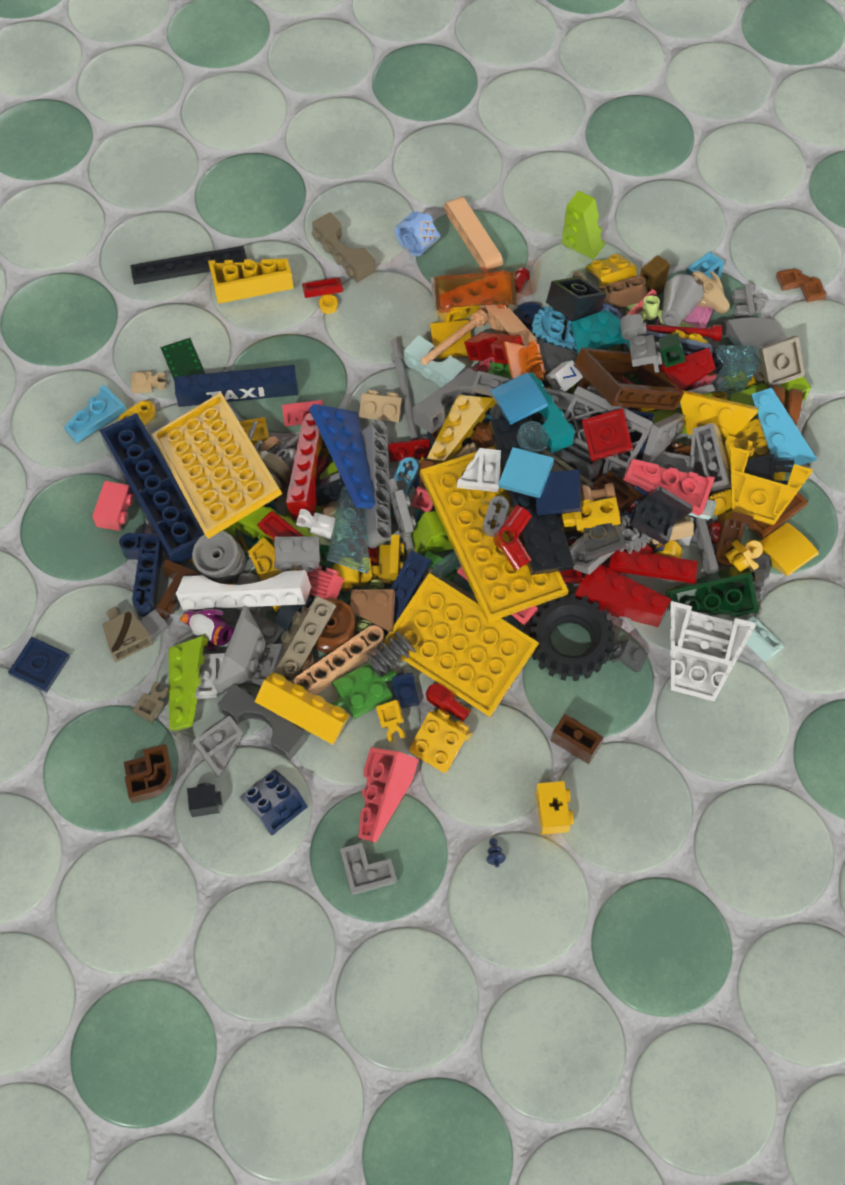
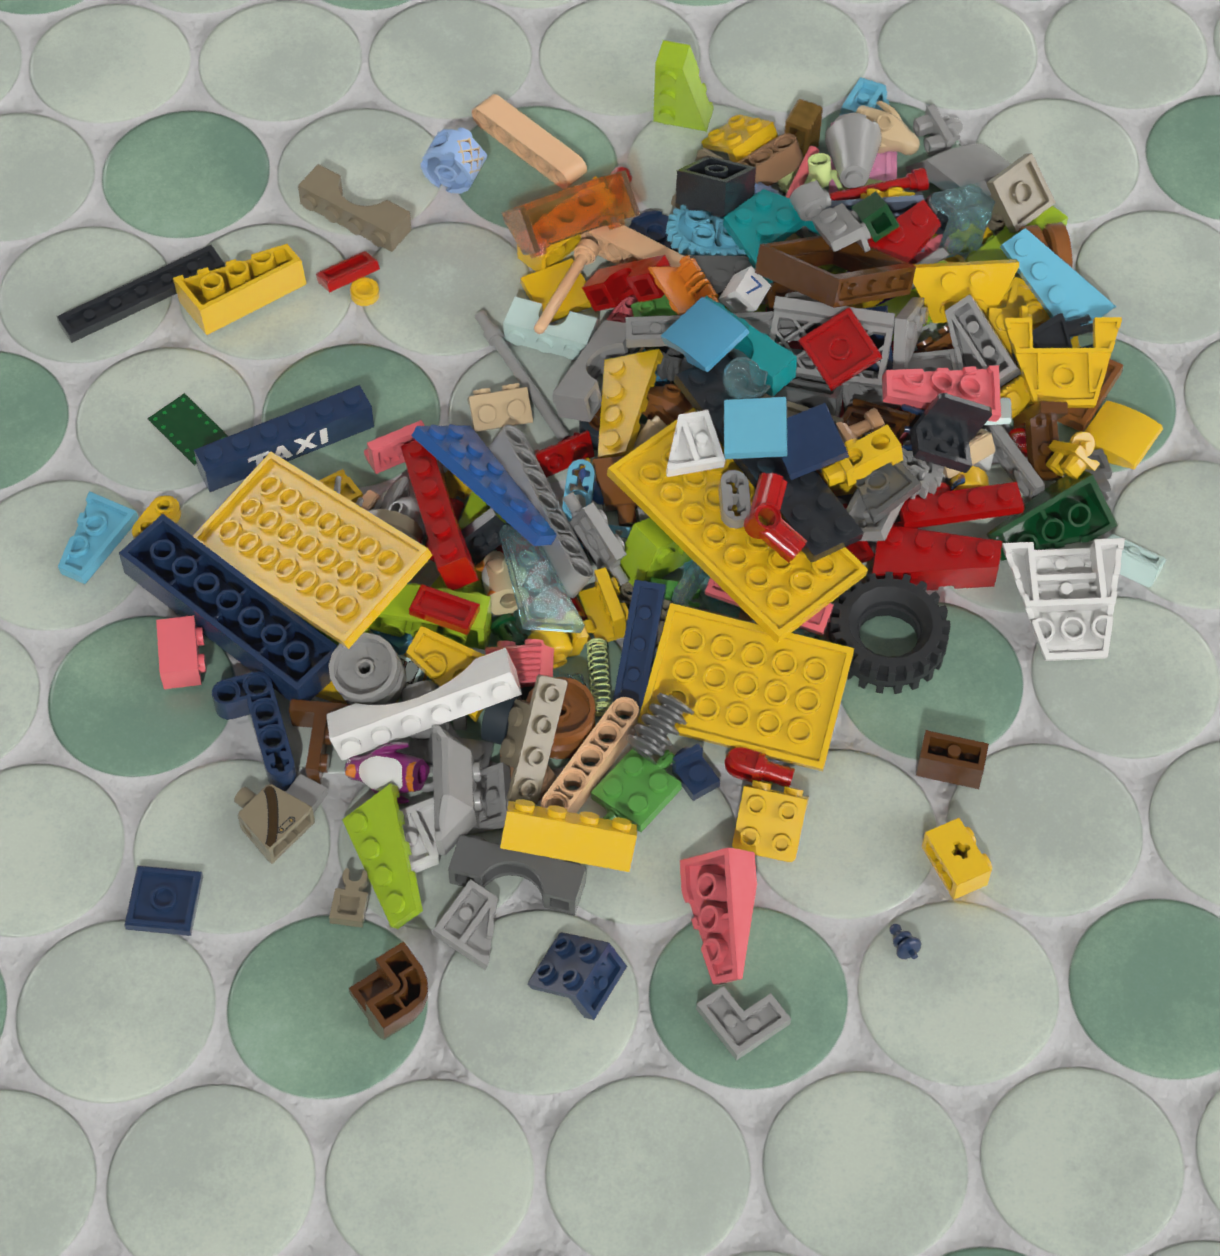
camera: 20 degrees left, 5 degrees down
(144, 382) = (147, 473): tan plate -> none
(204, 800) = (482, 1002): black brick -> none
(296, 553) = (481, 630): light grey bracket -> none
(319, 524) = (492, 583): white plate -> none
(375, 606) = (611, 672): medium nougat wing -> none
(390, 717) = (691, 812): yellow plate -> none
(422, 500) = (618, 510): coral brick -> none
(629, 655) = (974, 632): dark grey bracket -> none
(793, 278) = (1010, 88): dark orange tile -> none

